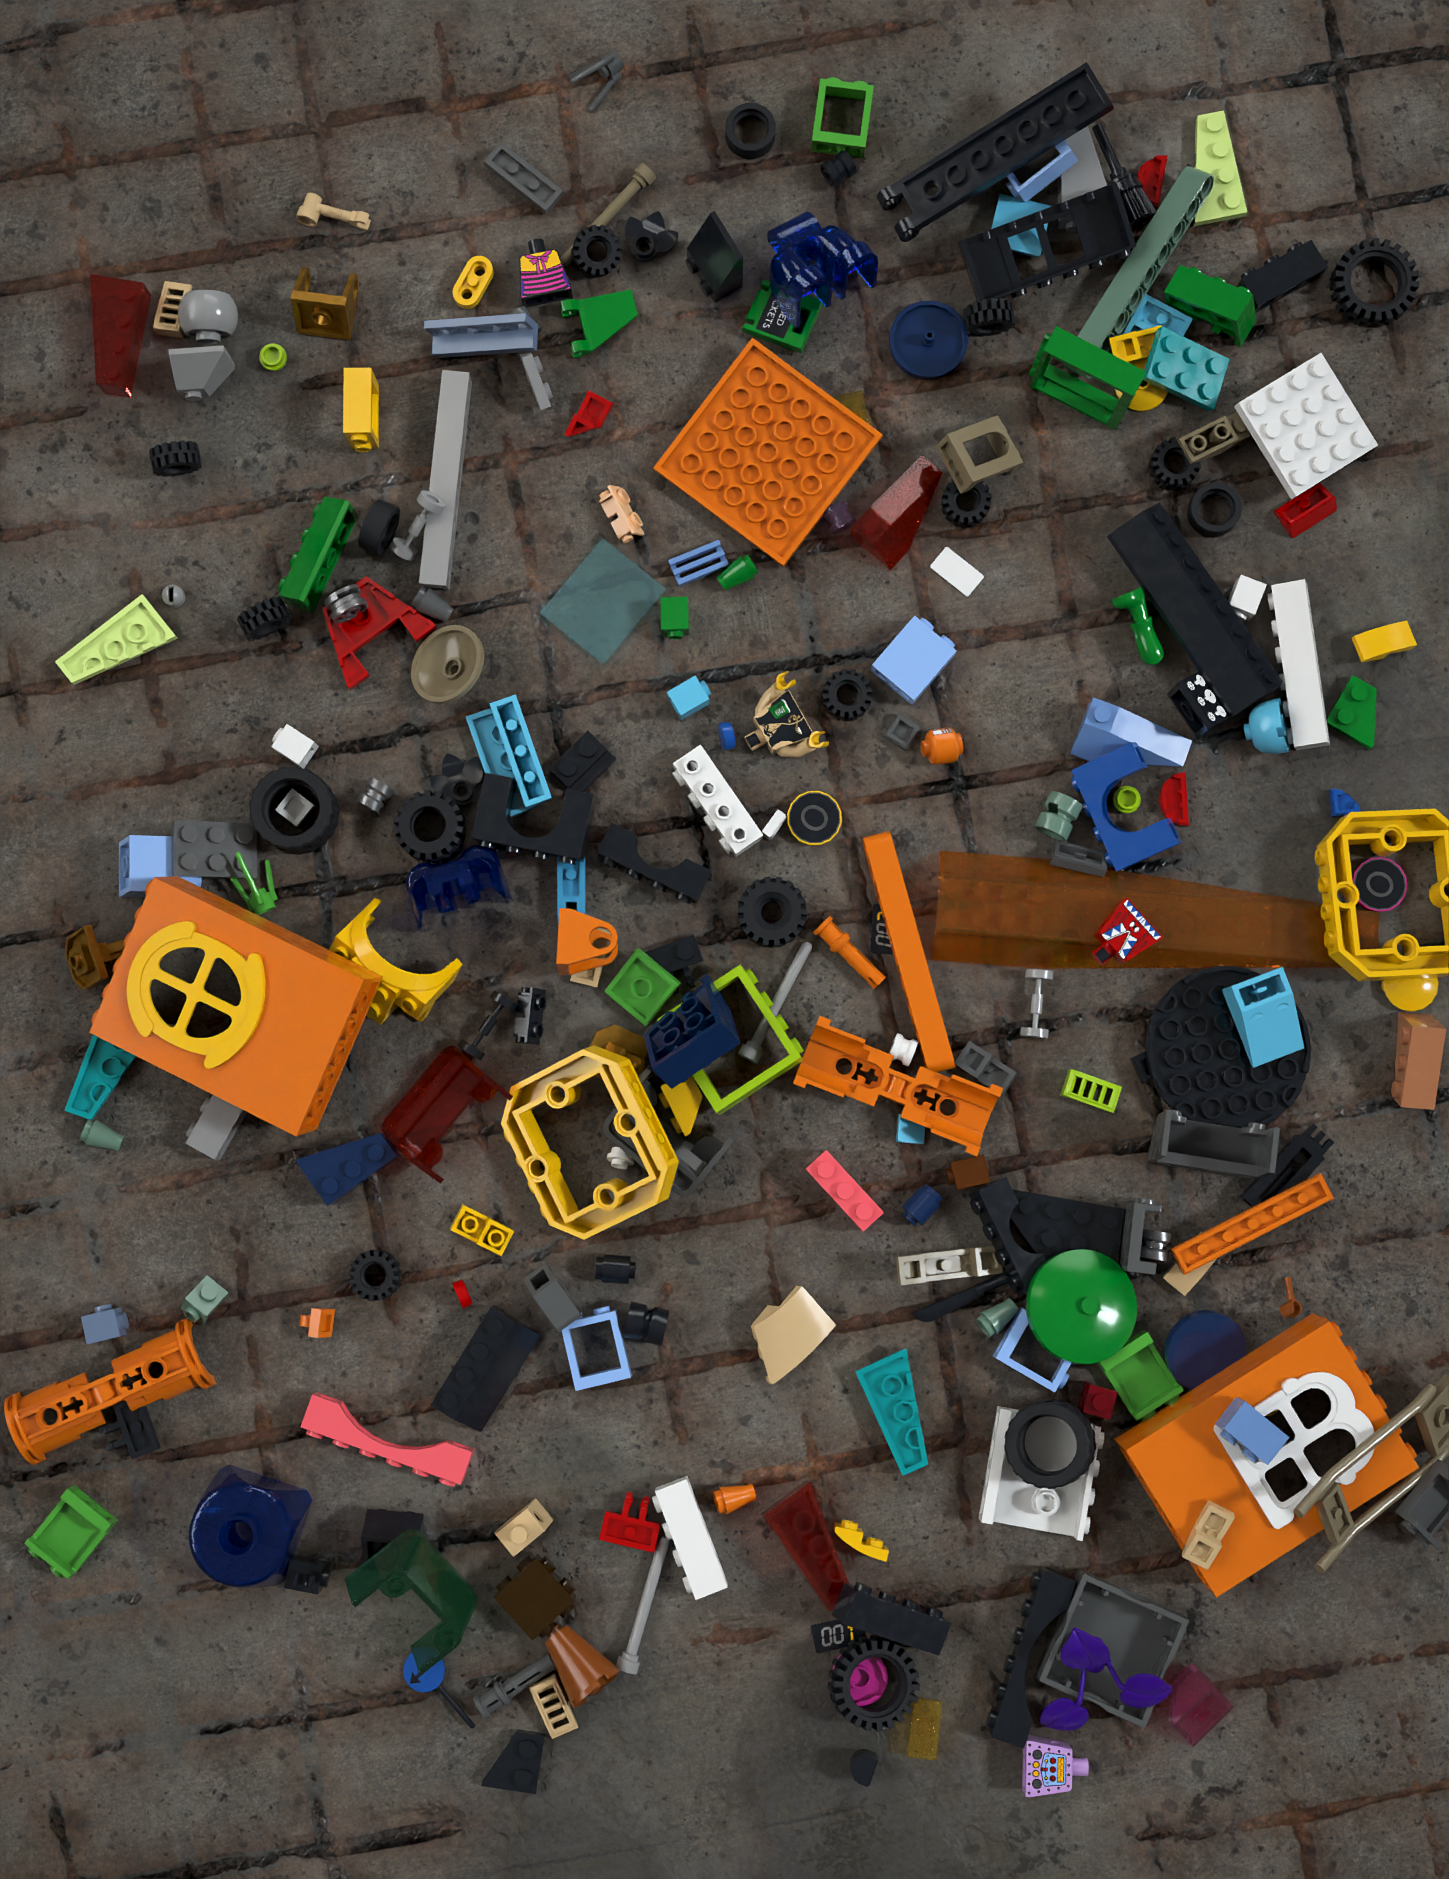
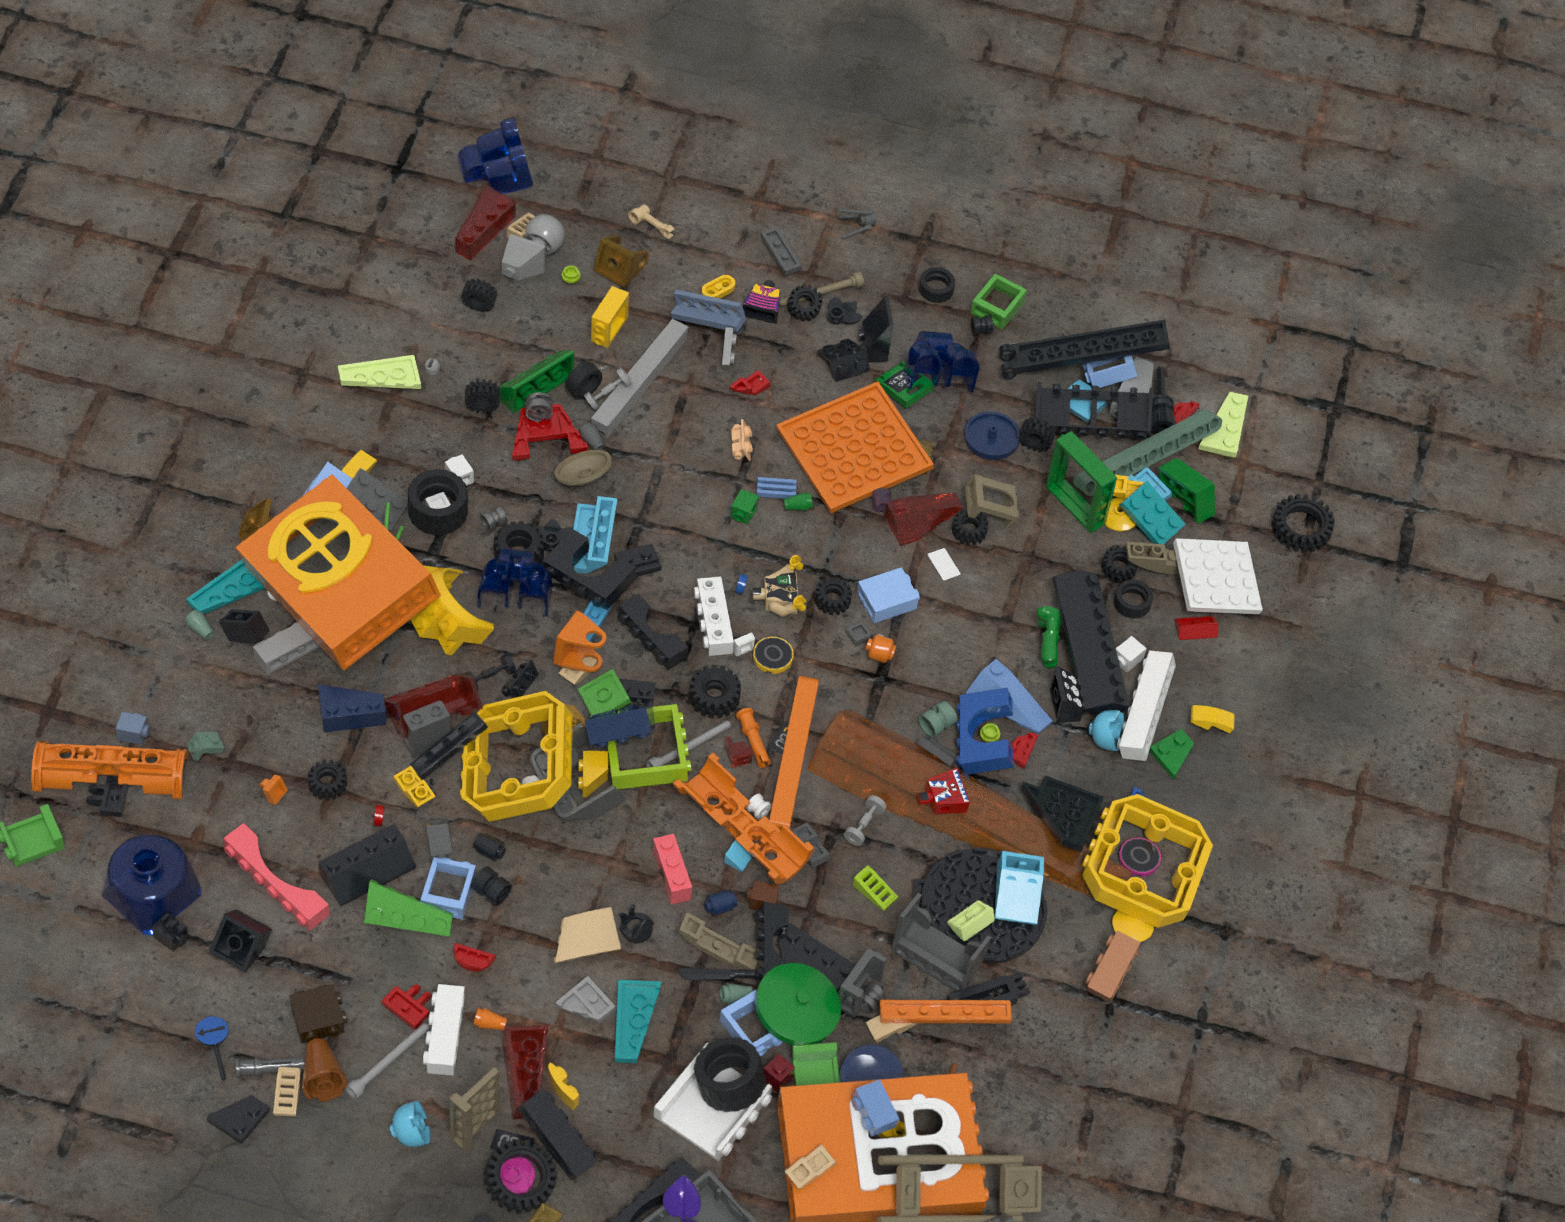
camera: 20 degrees right, 30 degrees down
(100, 238) = (497, 159): none -> clear blue piece
(159, 1121) = (244, 626): none -> black brick
(165, 806) = (360, 460): none -> yellow slope
(417, 1565) = (258, 964): clear green windscreen -> none
(459, 1155) = (426, 727): none -> dark grey panel
(496, 1159) = (448, 745): none -> black tile
(524, 1527) = (333, 967): tan torso -> none
(555, 1415) = (400, 911): none -> bright green wing
(599, 318) = (785, 339): green flag -> none
(603, 601) = (702, 483): clear light blue piece -> none
(670, 1424) = (471, 958): none -> red tile
(688, 314) = (845, 359): none -> black bracket
(689, 697) = (728, 553): medium azure brick -> none
(719, 1683) = (410, 1125): none -> medium azure cylinder
(782, 1668) = (474, 1109): none -> dark tan fence
(833, 1415) = (587, 1001): none -> light grey wing
(840, 982) = (738, 753): none -> clear red panel
(843, 1300) = (641, 932): none -> black piece
(1045, 1501) = (707, 1121): white plate -> none
(1226, 1084) = (972, 920): none -> yellowish green slope
(1270, 871) = (1065, 810): none -> black wing
(1284, 274) = (1243, 494): black brick -> none

